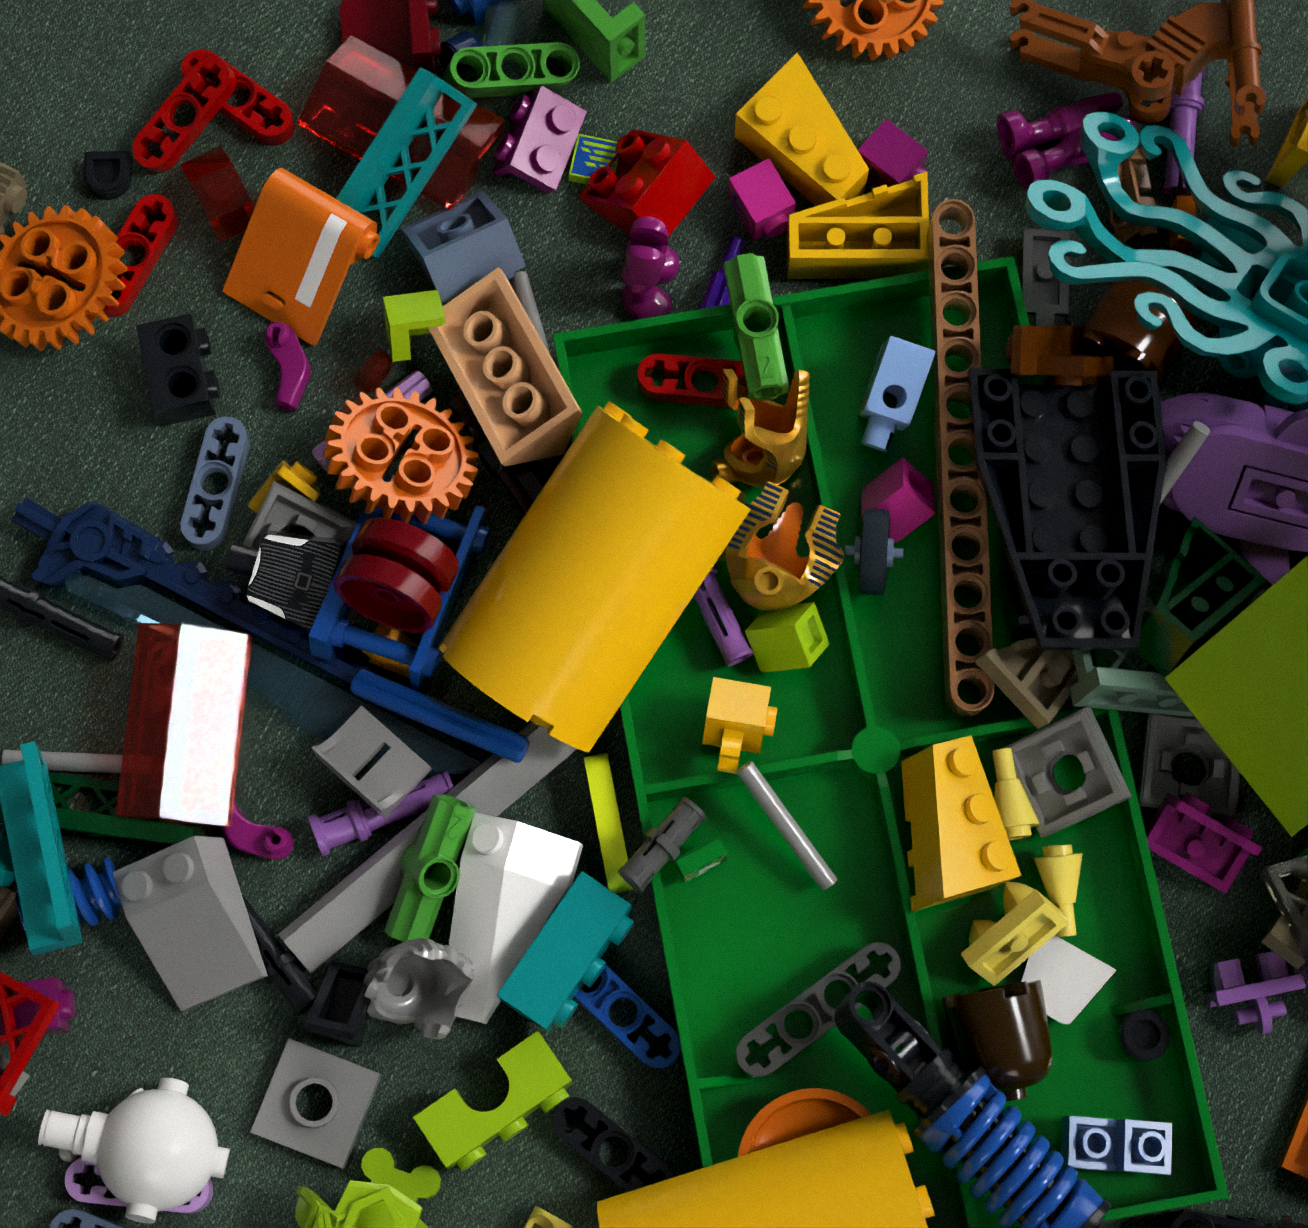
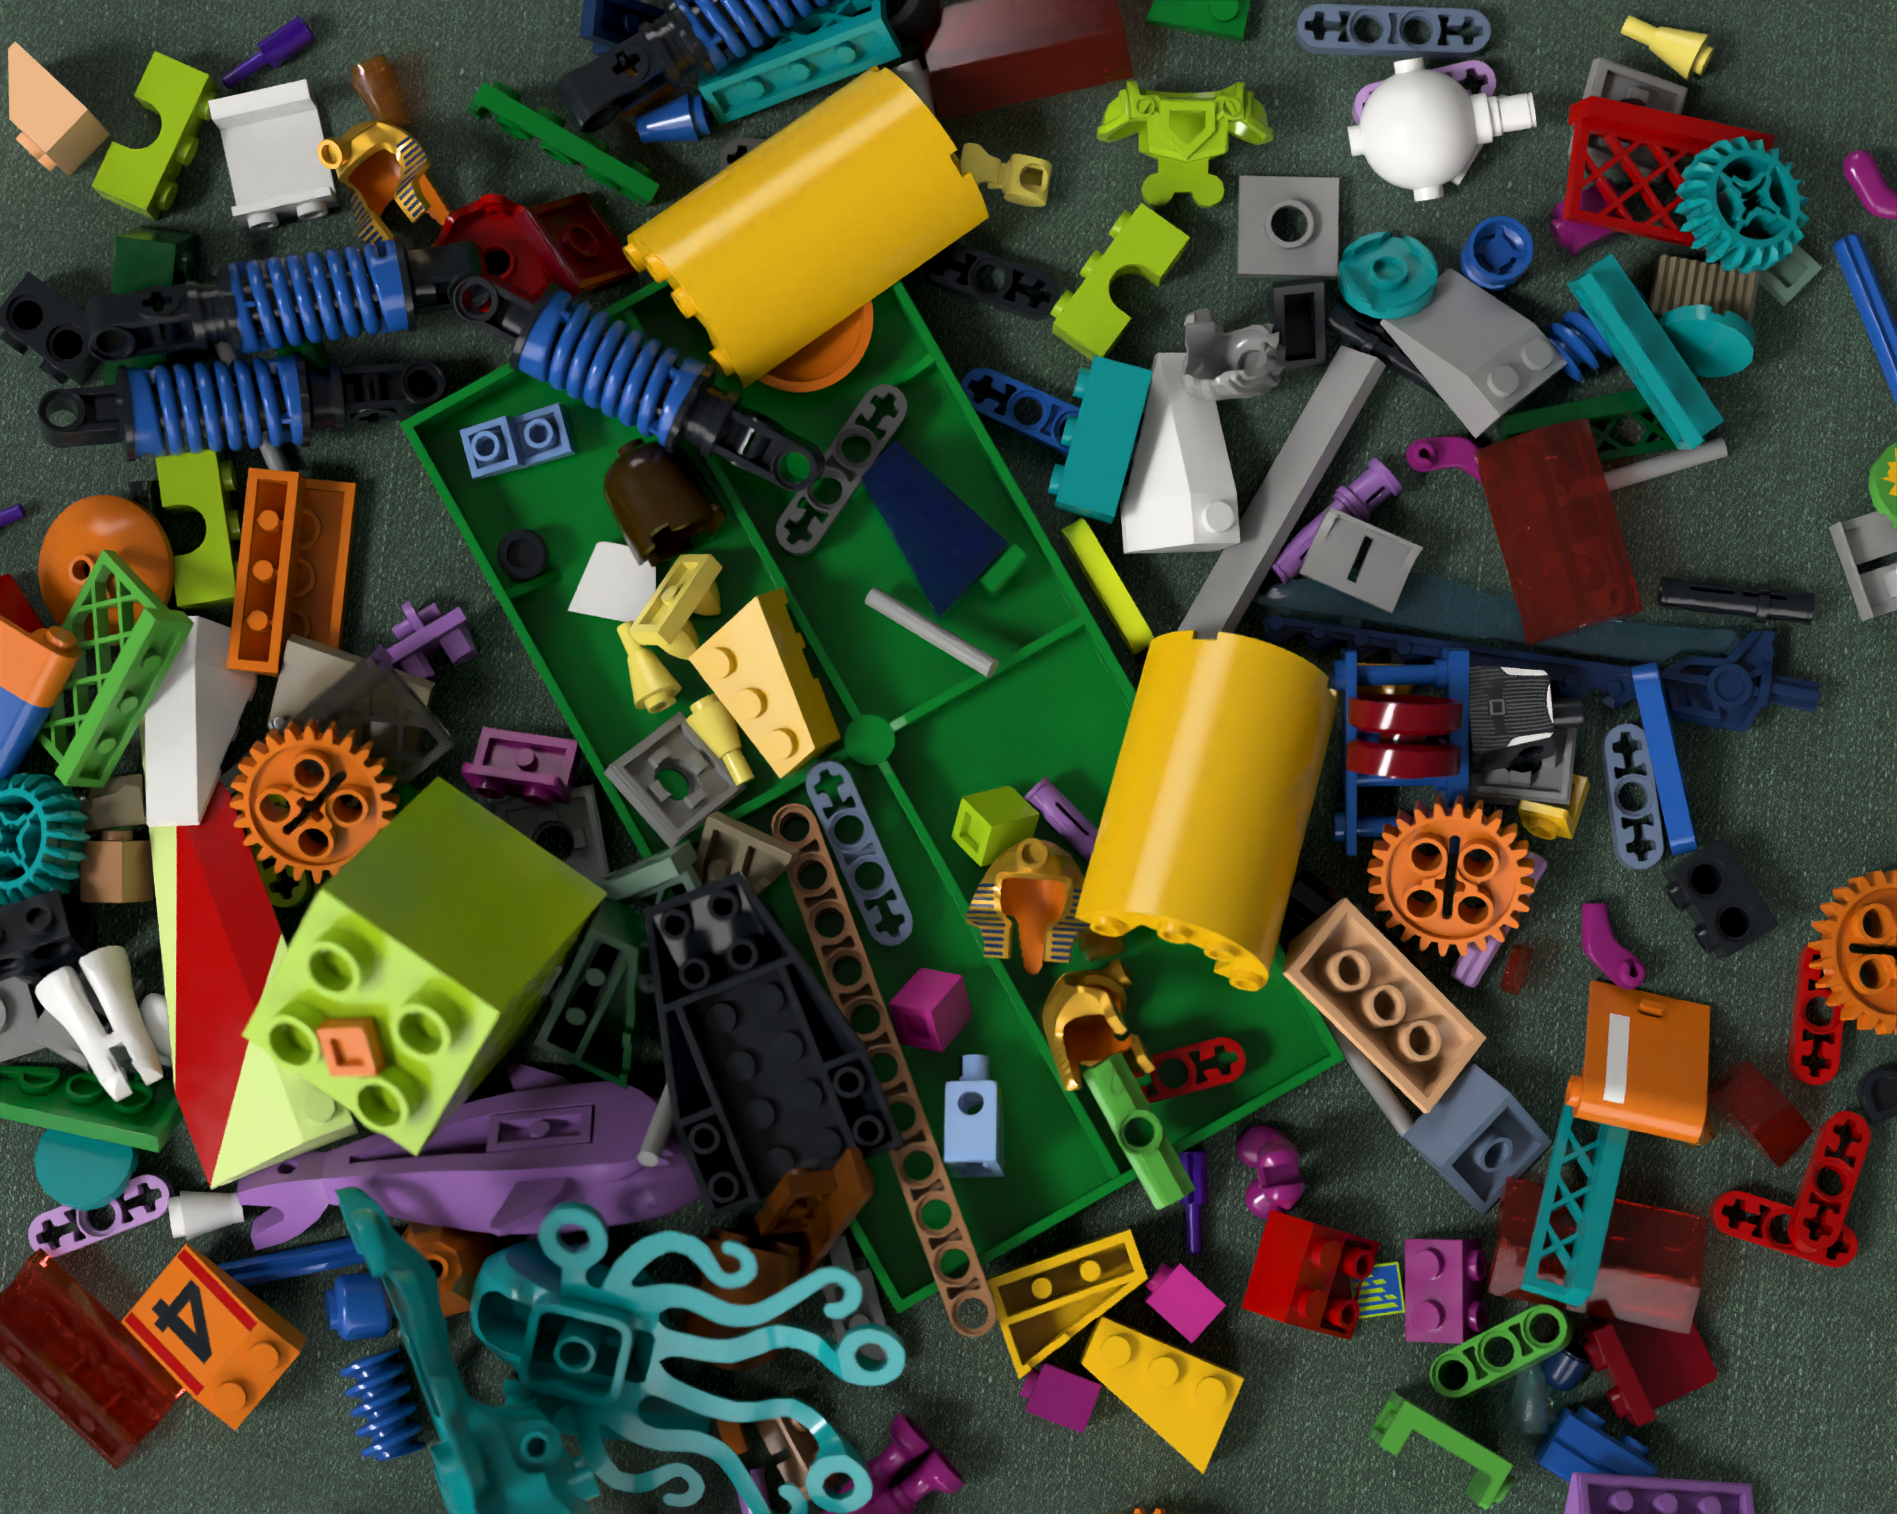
camera: 160 degrees right, 10 degrees up
(134, 1001) = (1496, 254): none -> blue wheel
(173, 498) = (1665, 758): none -> blue beam
(242, 1019) = (1387, 275): none -> teal tile
(410, 316) = (1498, 1033): lime panel -> none
(437, 843) = (1263, 475): bright green piece -> none
(440, 715) = (1311, 627): blue axle -> none
(662, 844) = (1045, 565): dark grey pin -> none
(737, 720) = (1017, 720): yellow brick -> none
(754, 920) = (932, 528): none -> clear blue wedge
(874, 551) = (937, 939): black wheel -> none
(922, 653) = (855, 853): none -> sand blue beam

